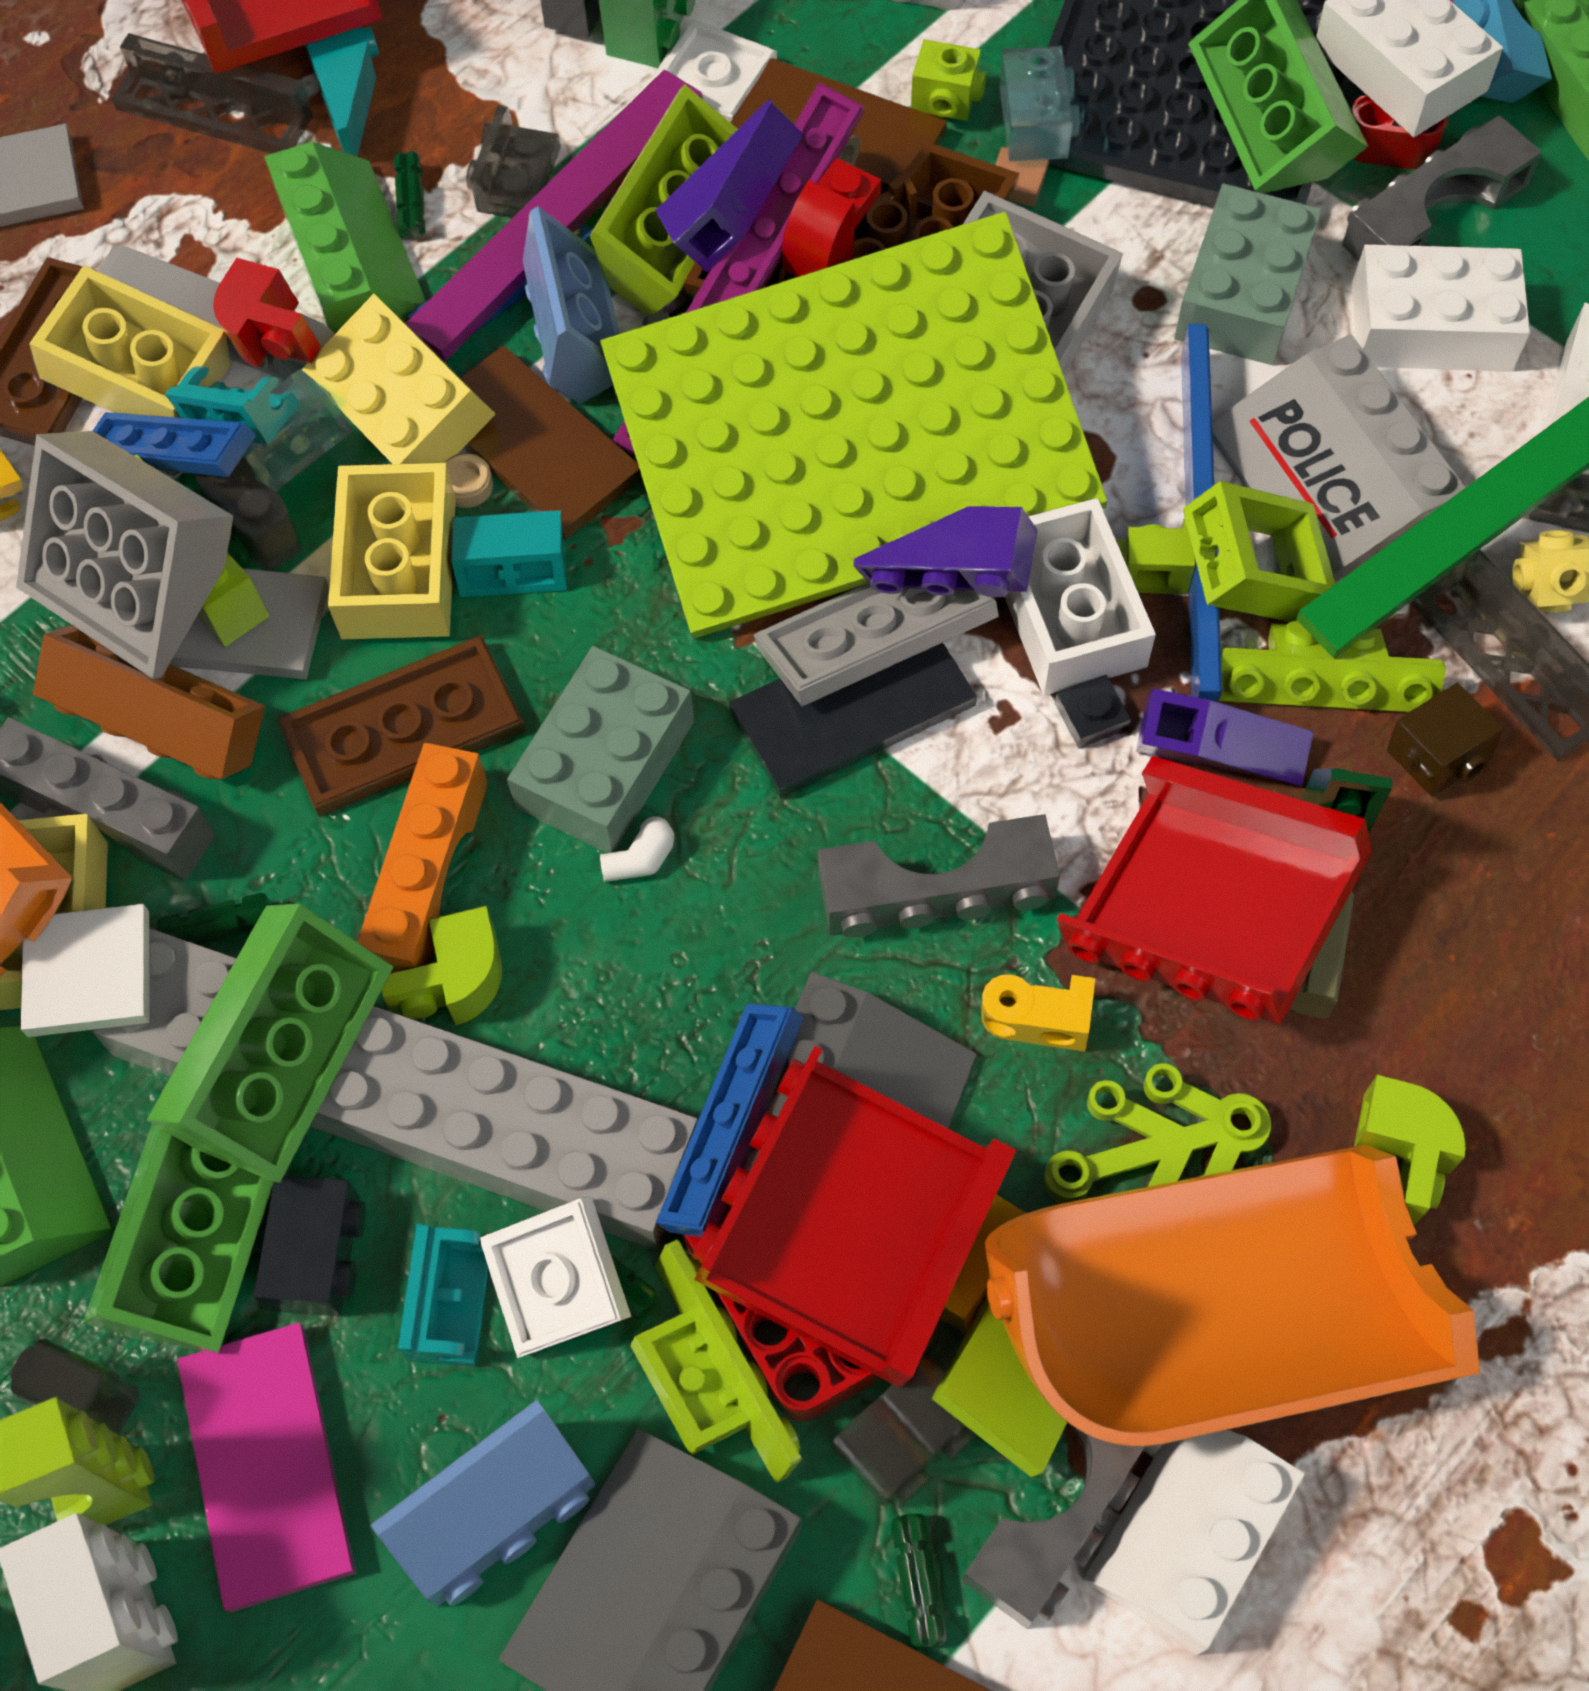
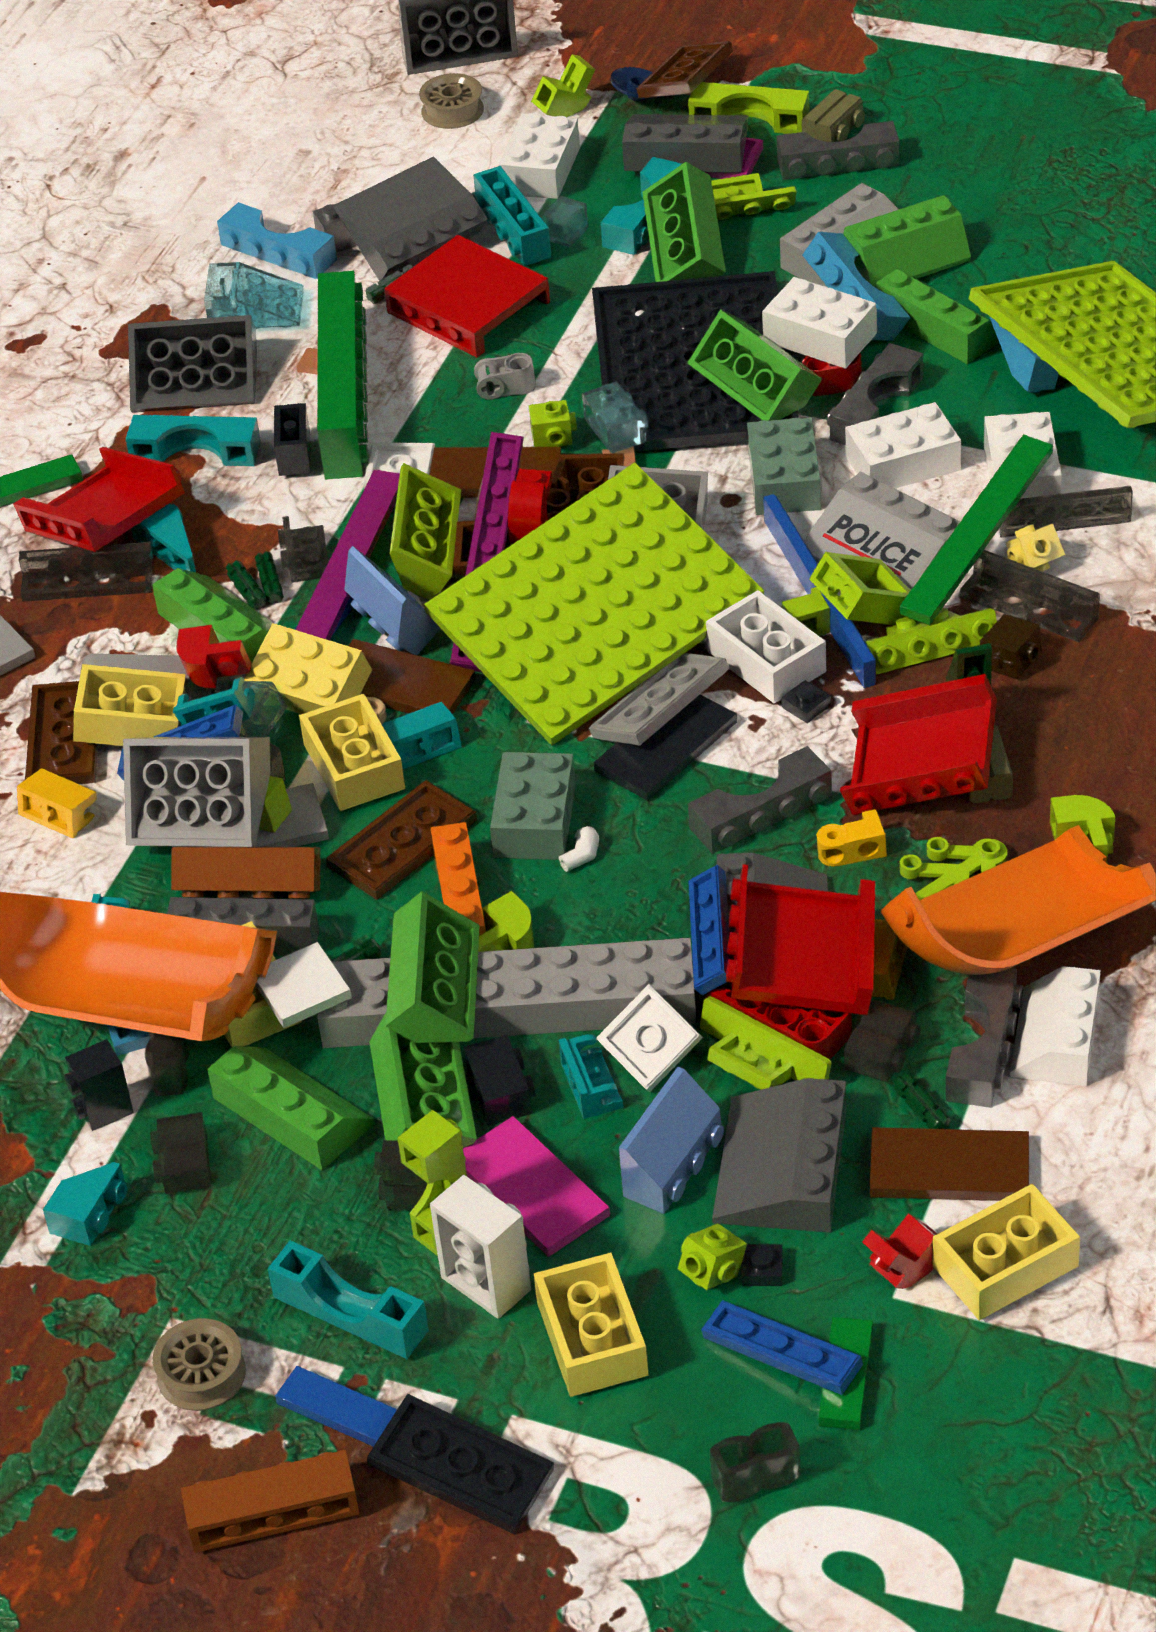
camera: 20 degrees left, 20 degrees down
(446, 194) = (269, 577): none -> dark green axle
(730, 187) = (464, 503): dark purple slope -> none
(967, 550) = (693, 637): dark purple slope -> none
(996, 1397) = (927, 995): lime tile -> none
(1223, 738) = (879, 677): dark purple slope -> none

